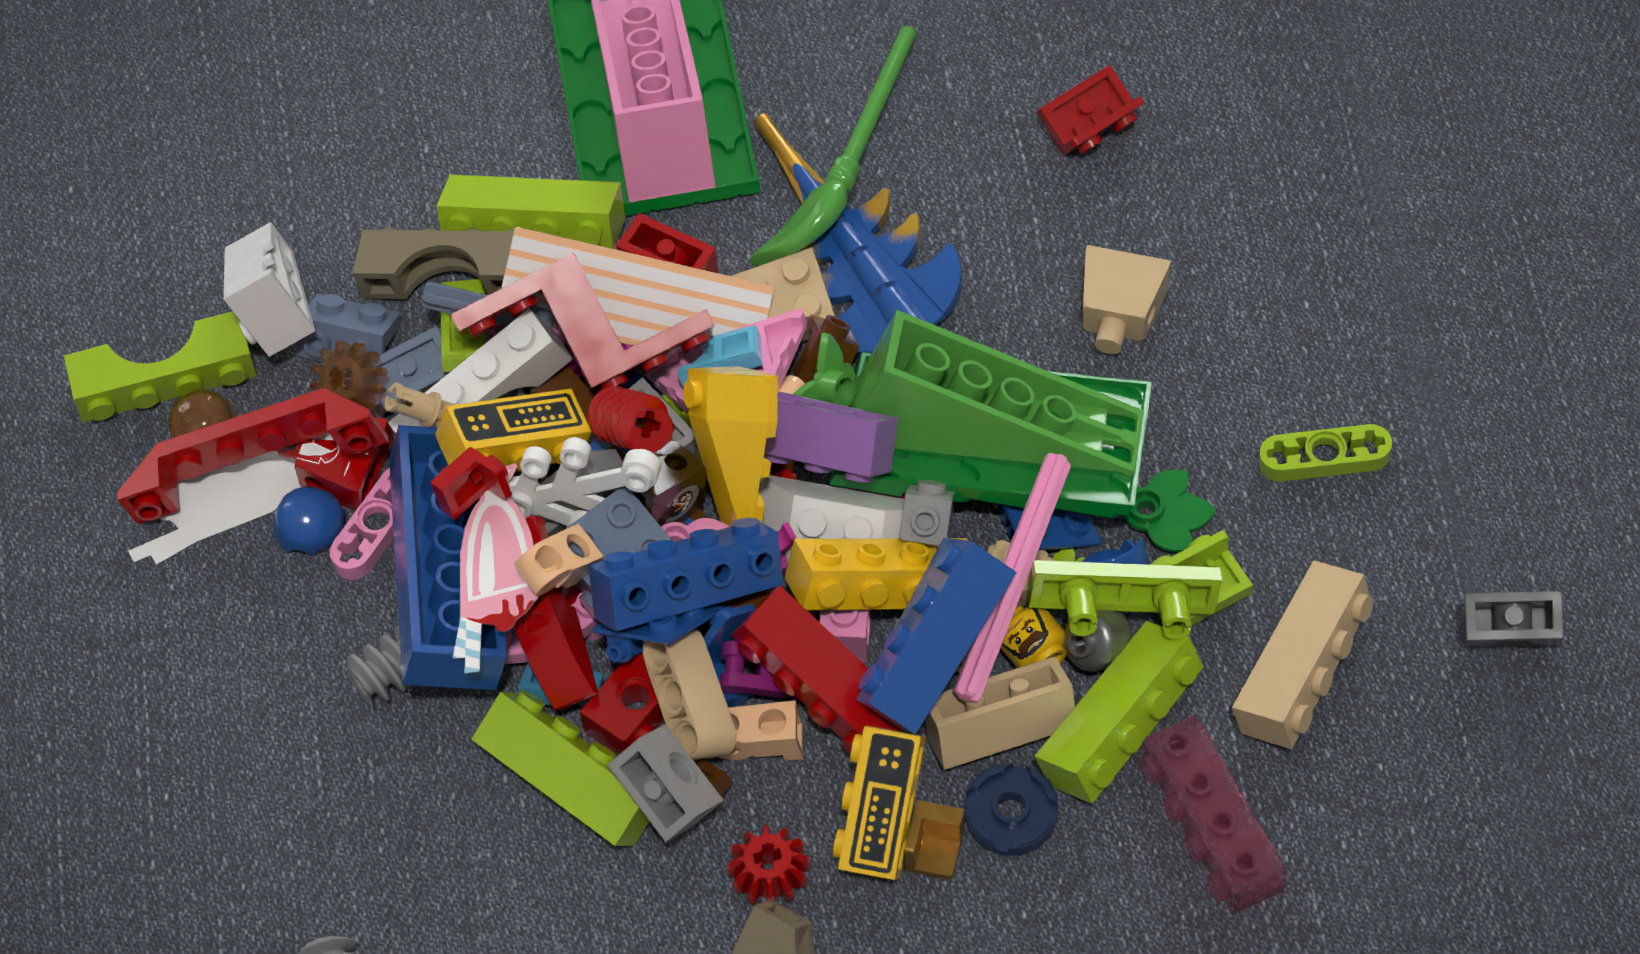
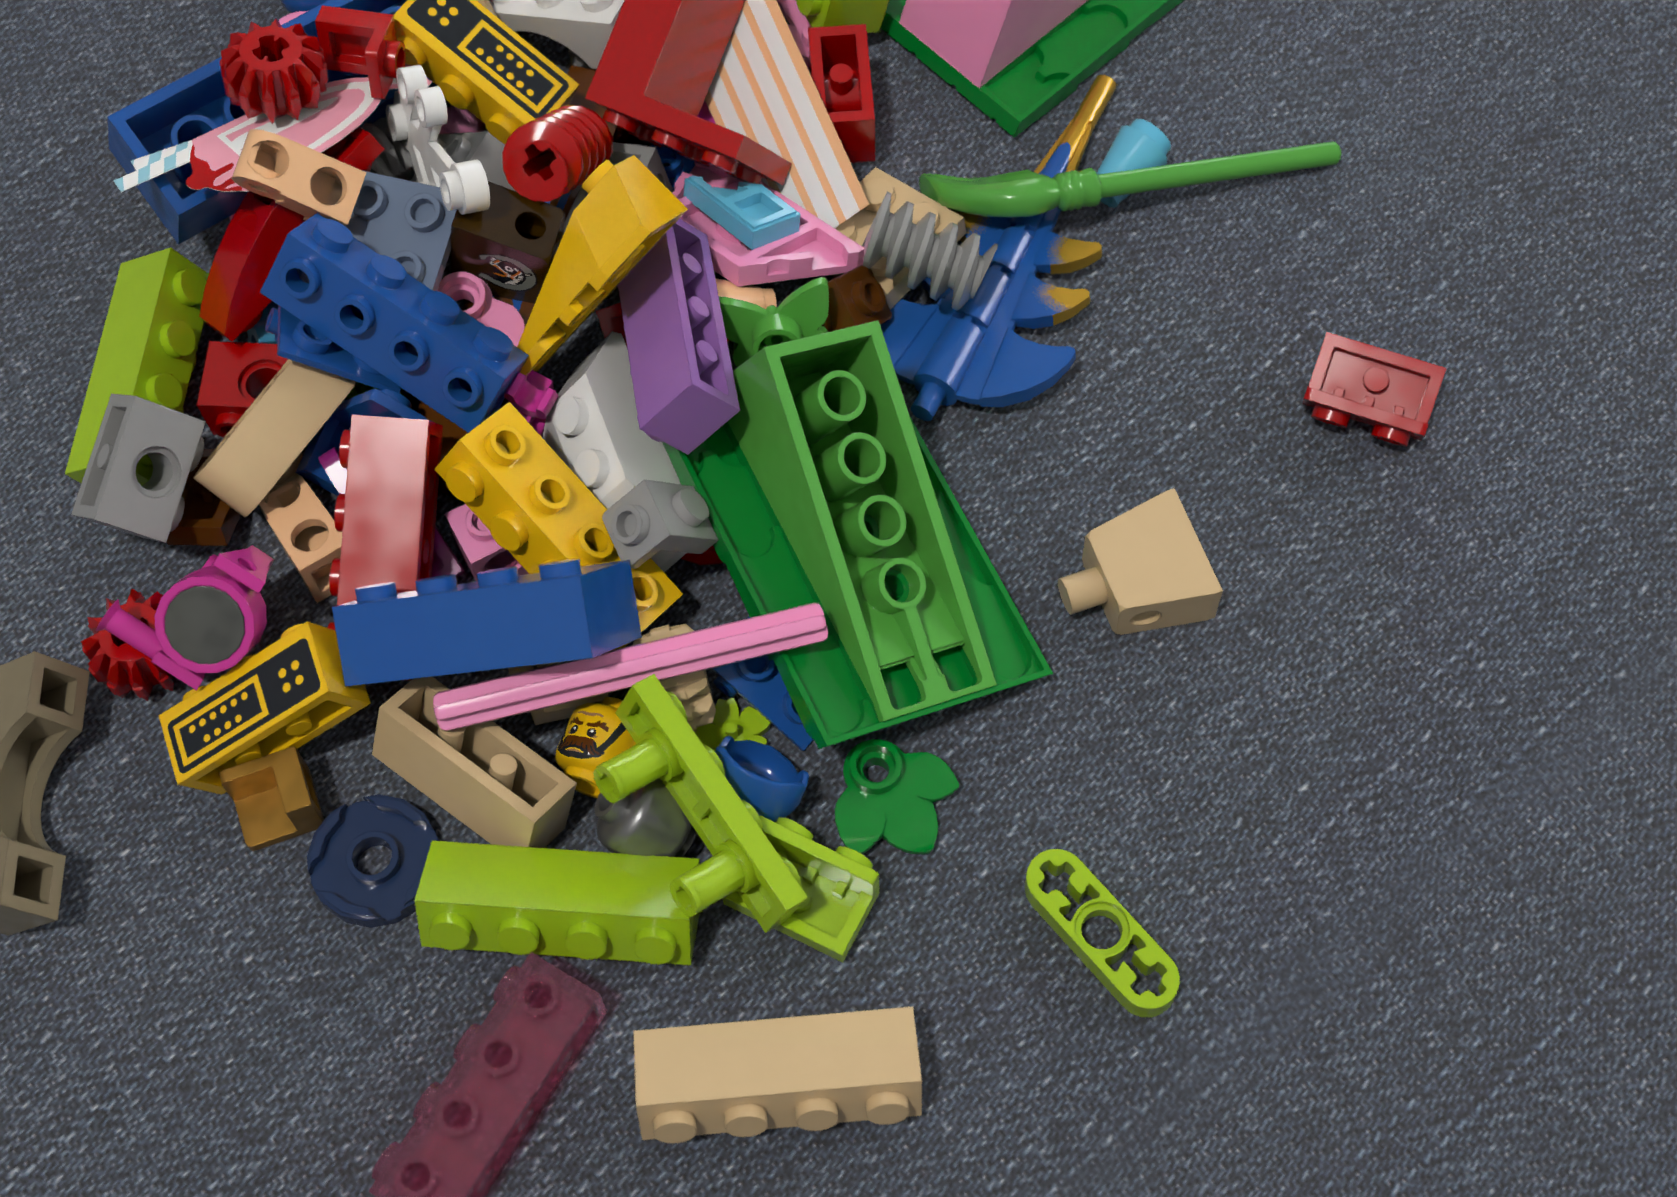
camera: 55 degrees right, 5 degrees up
(455, 537) = (274, 70): none -> red gear
(805, 791) = (203, 619): none -> dark pink piece
(831, 132) = (1134, 148): none -> medium azure cone
(835, 273) = (926, 252): none -> light grey piece

